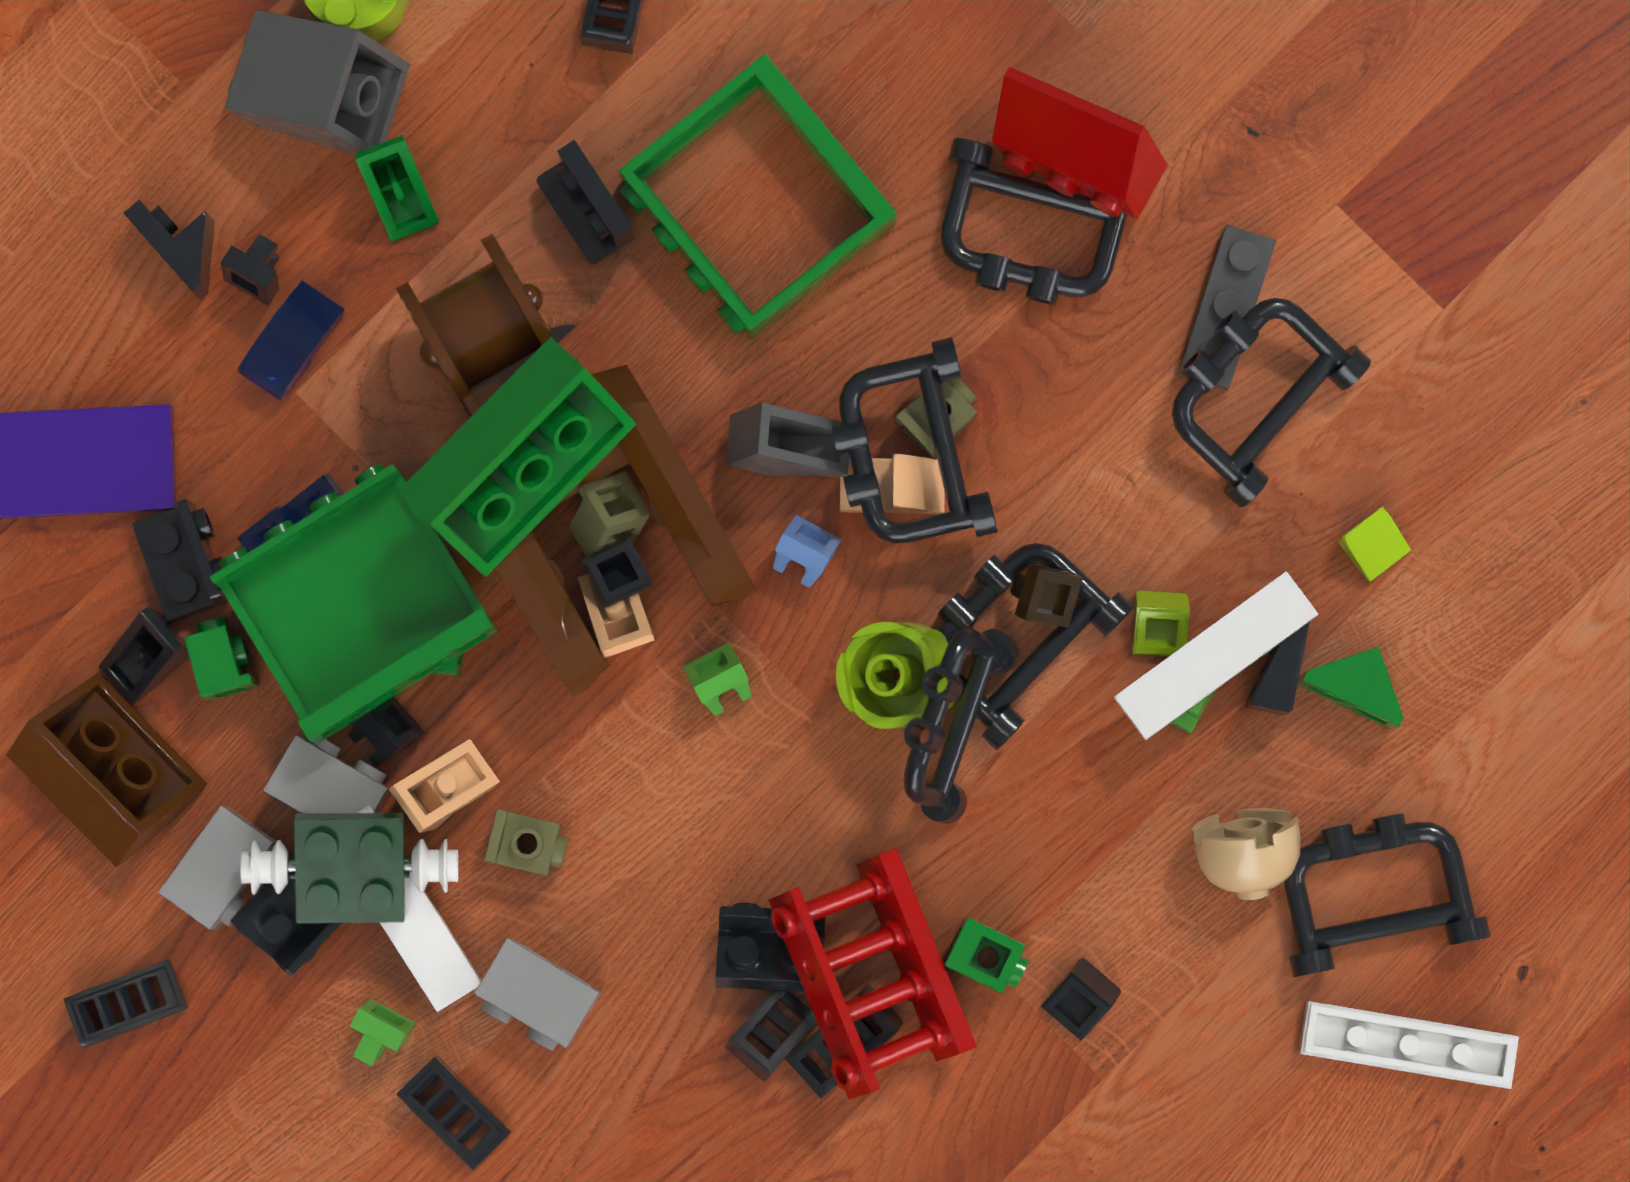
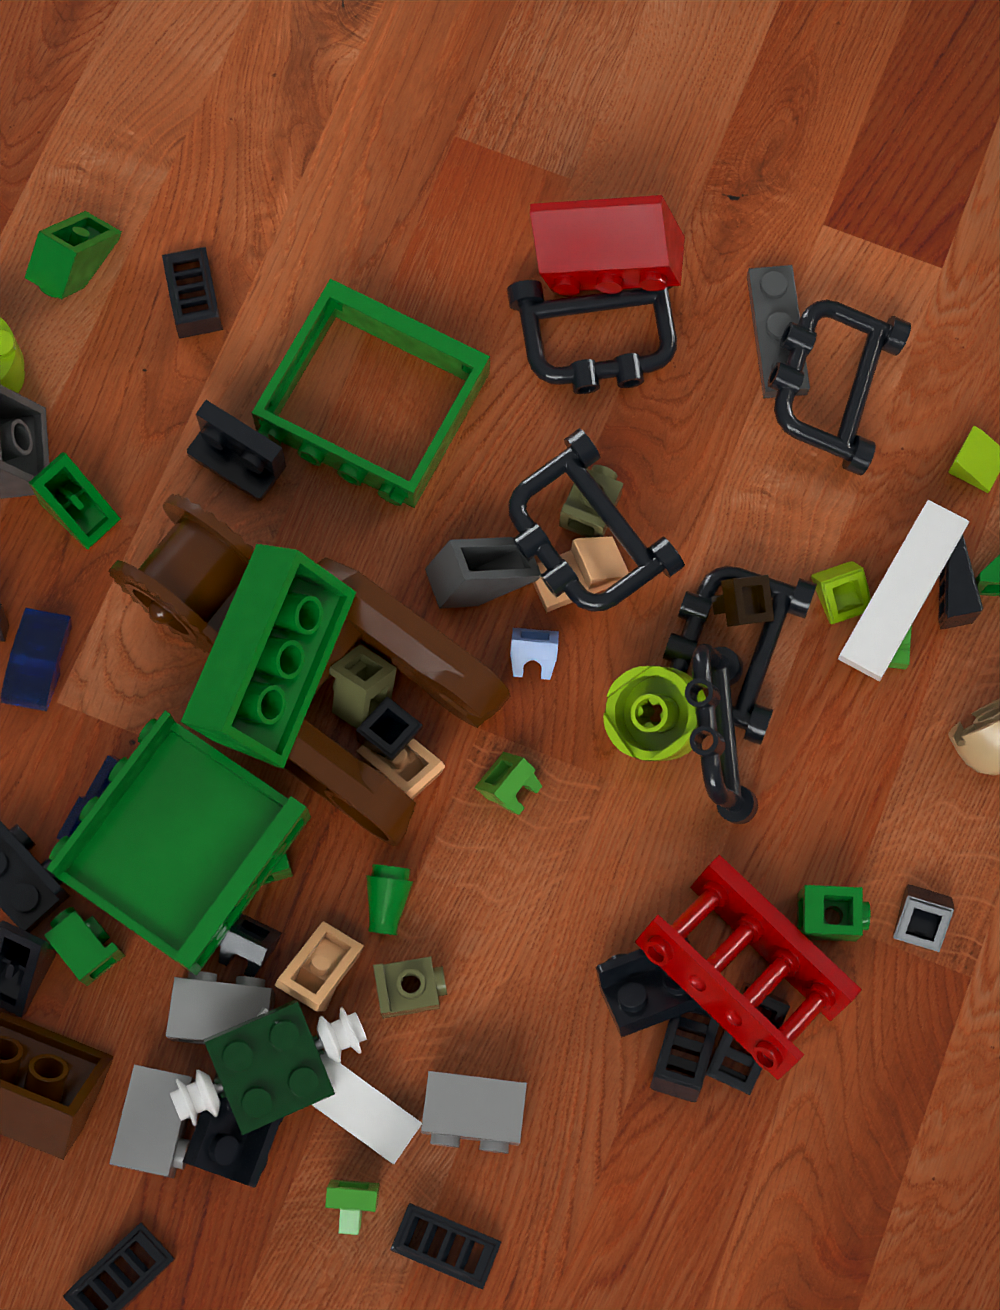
camera: 30 degrees left, 10 degrees down
(544, 742) = (387, 896): none -> green cone

